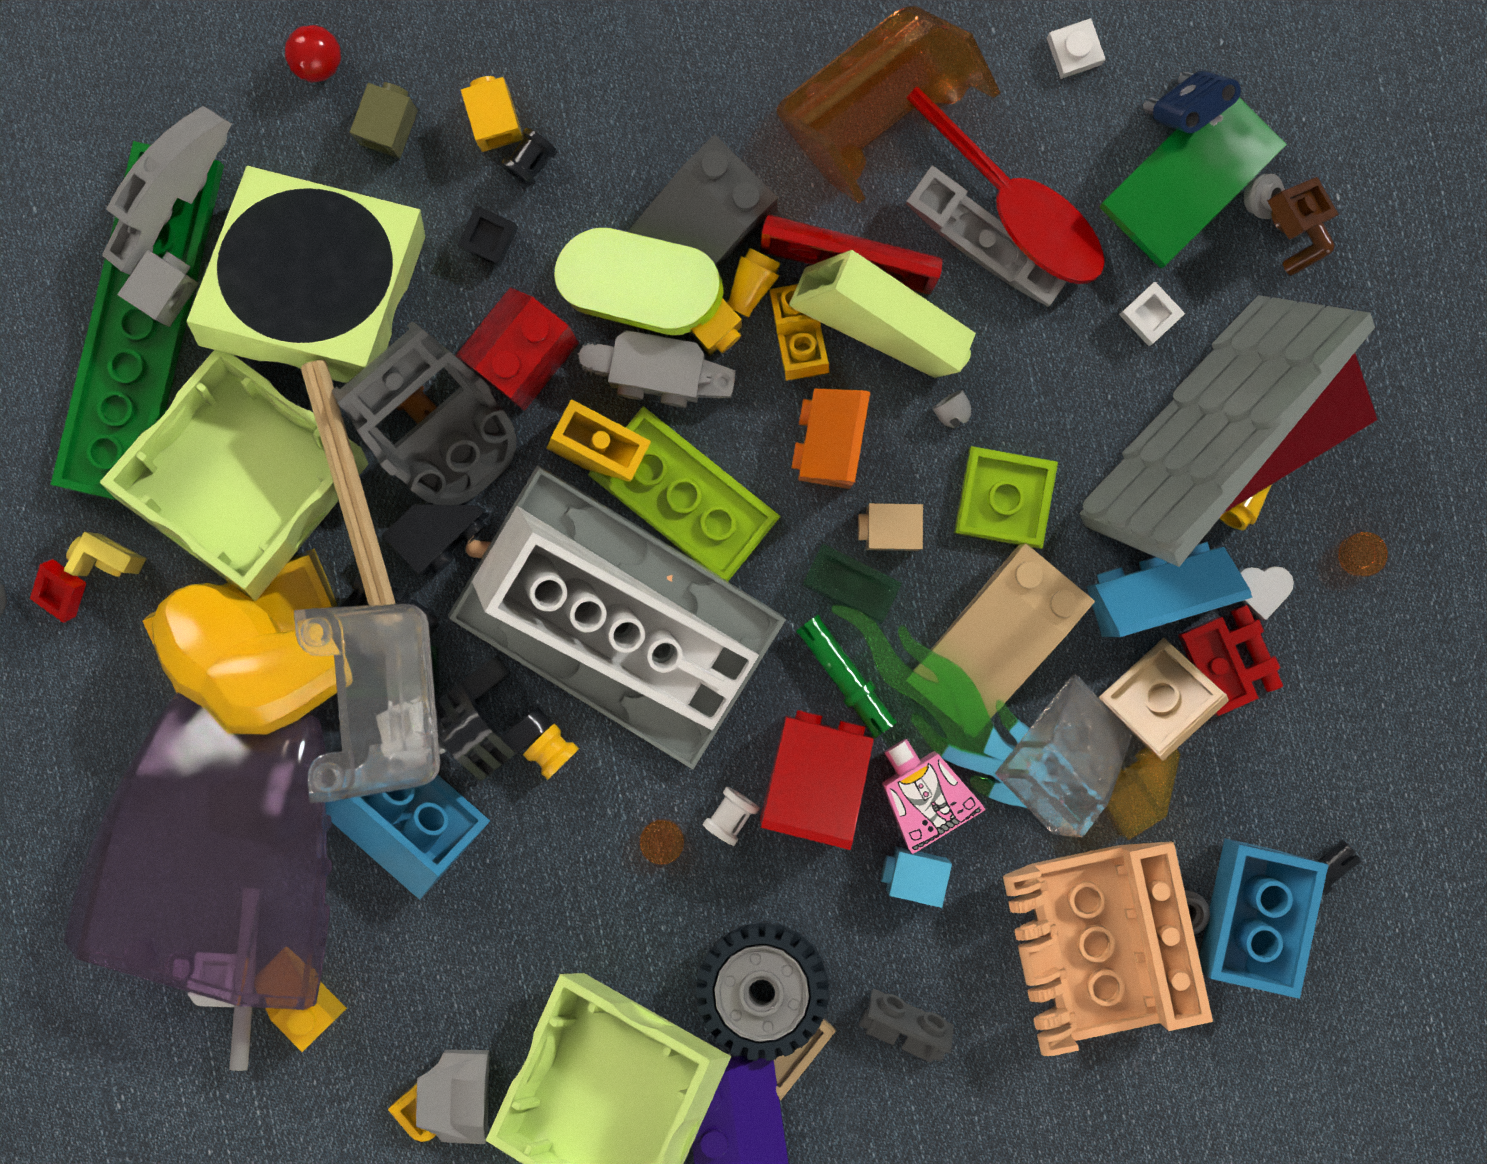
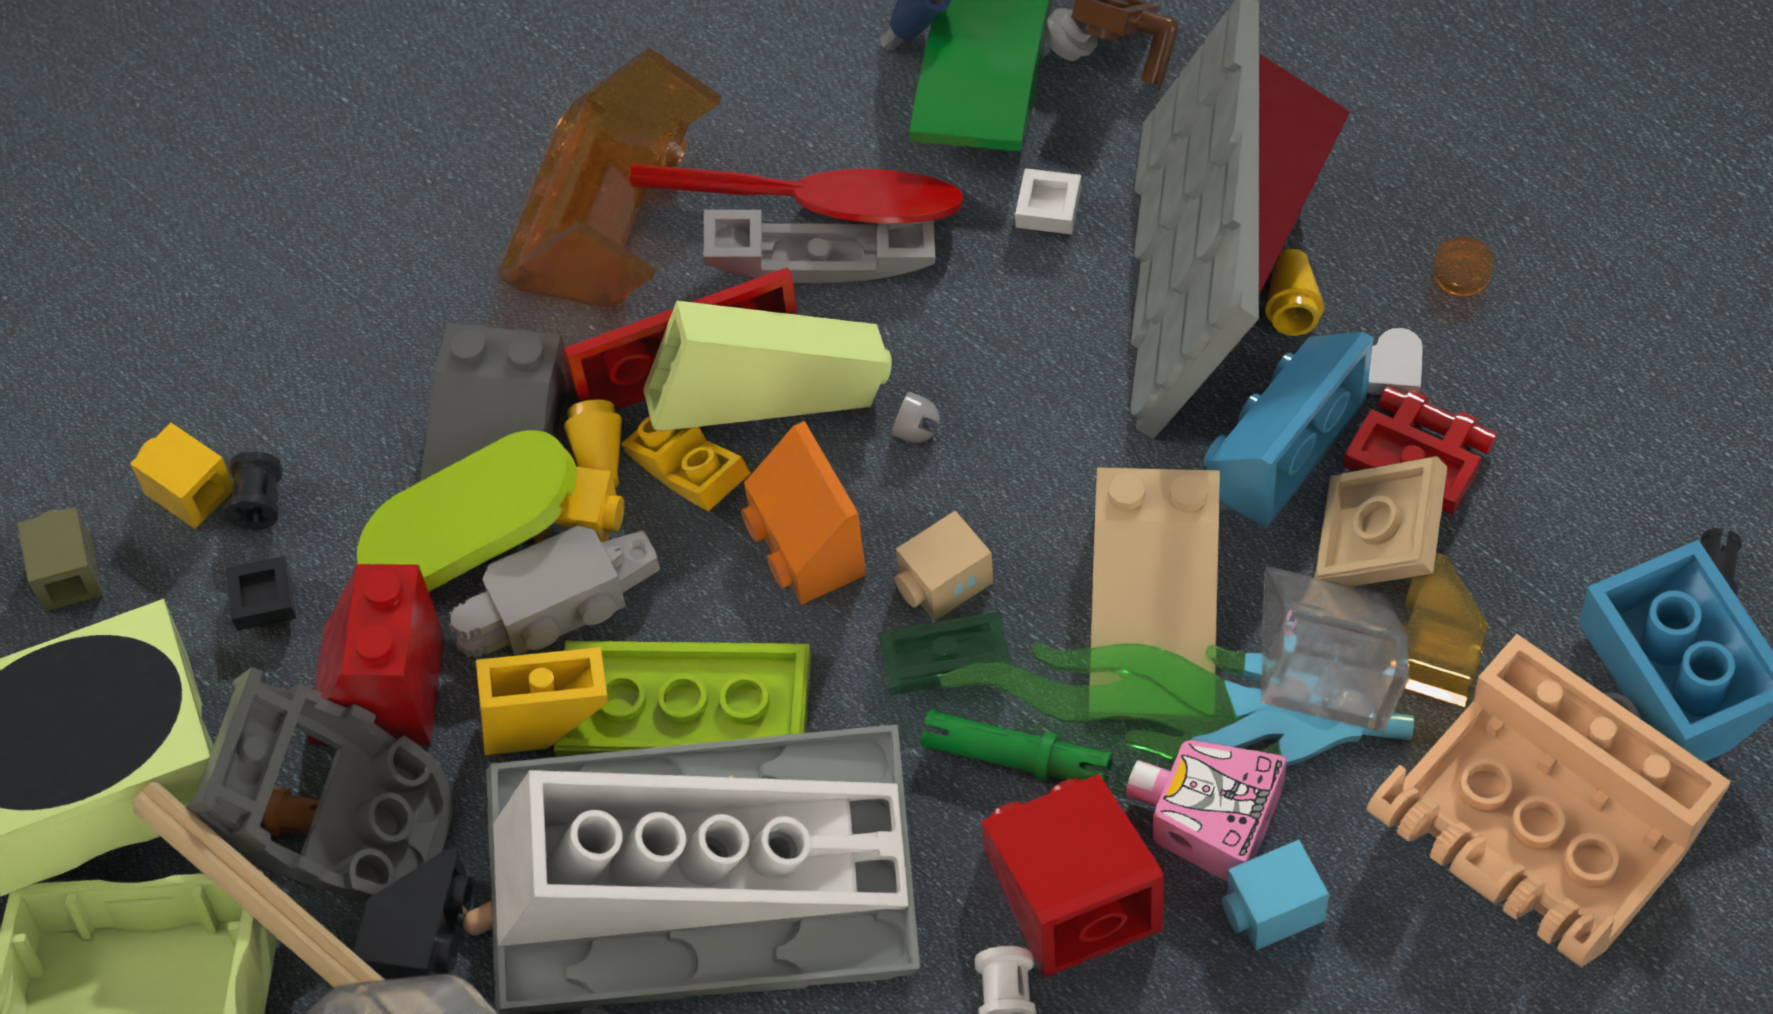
camera: 35 degrees left, 30 degrees down
(1005, 497) = (1040, 465): lime tile -> none
(1076, 48) = (771, 41): white plate -> none

